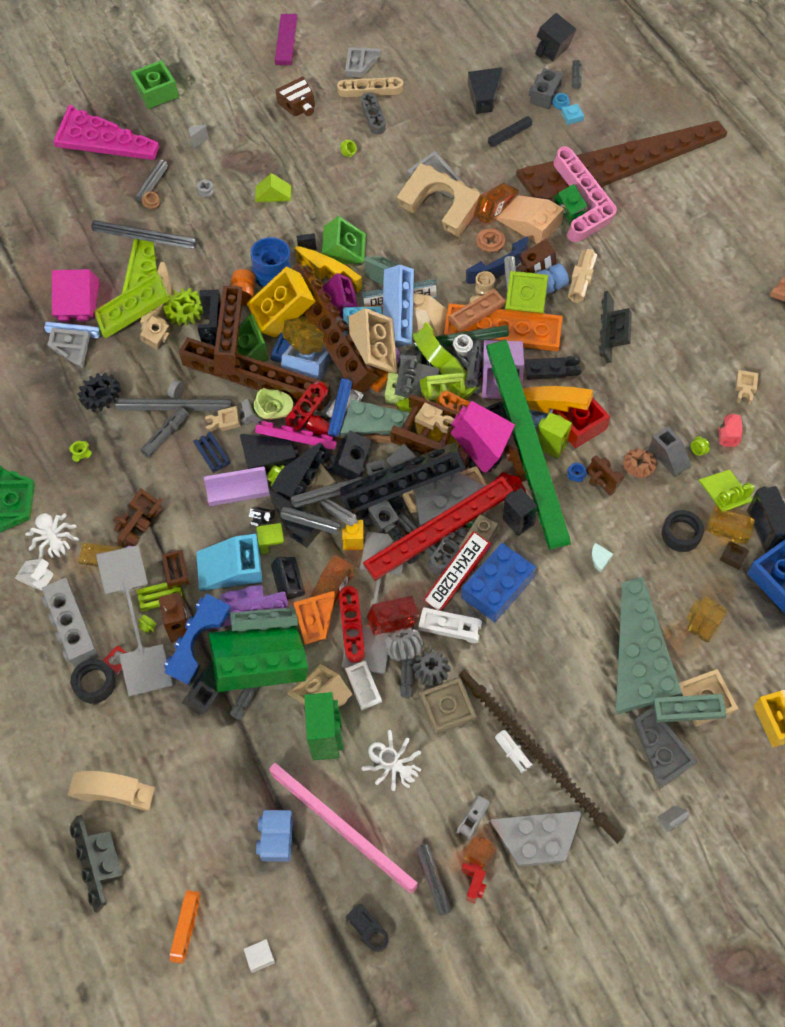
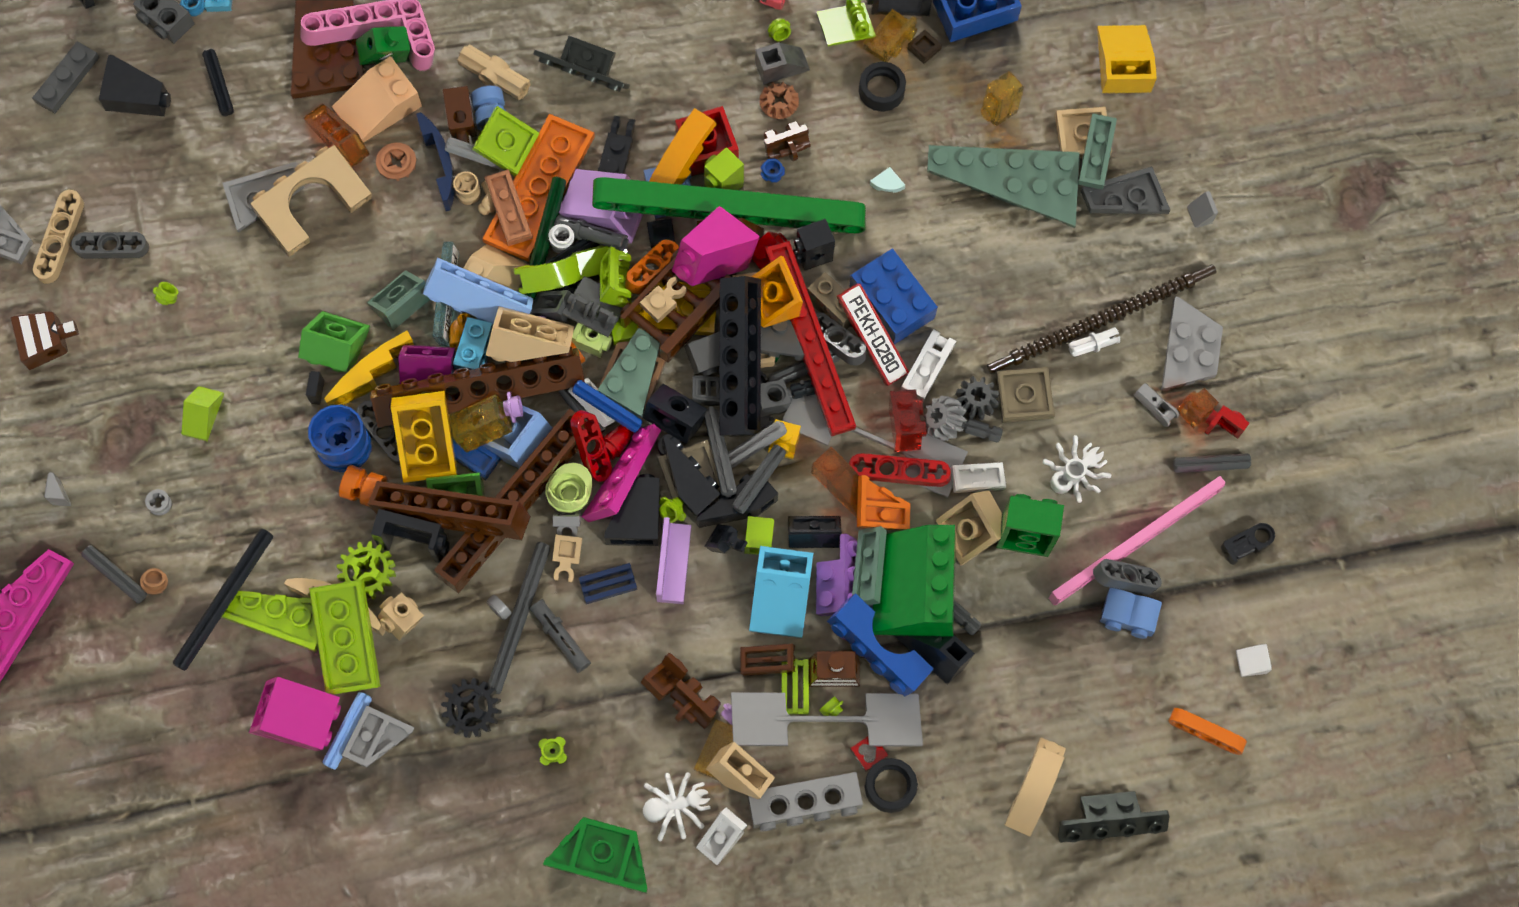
camera: 80 degrees left, 10 degrees up
(78, 567) = (740, 771): none -> tan slope
(301, 840) = (1111, 574): none -> dark grey beam
(318, 348) = (513, 407): none -> lavender plate
(461, 488) = (778, 293): none -> light orange slope
(481, 57) = (65, 77): none -> dark grey plate

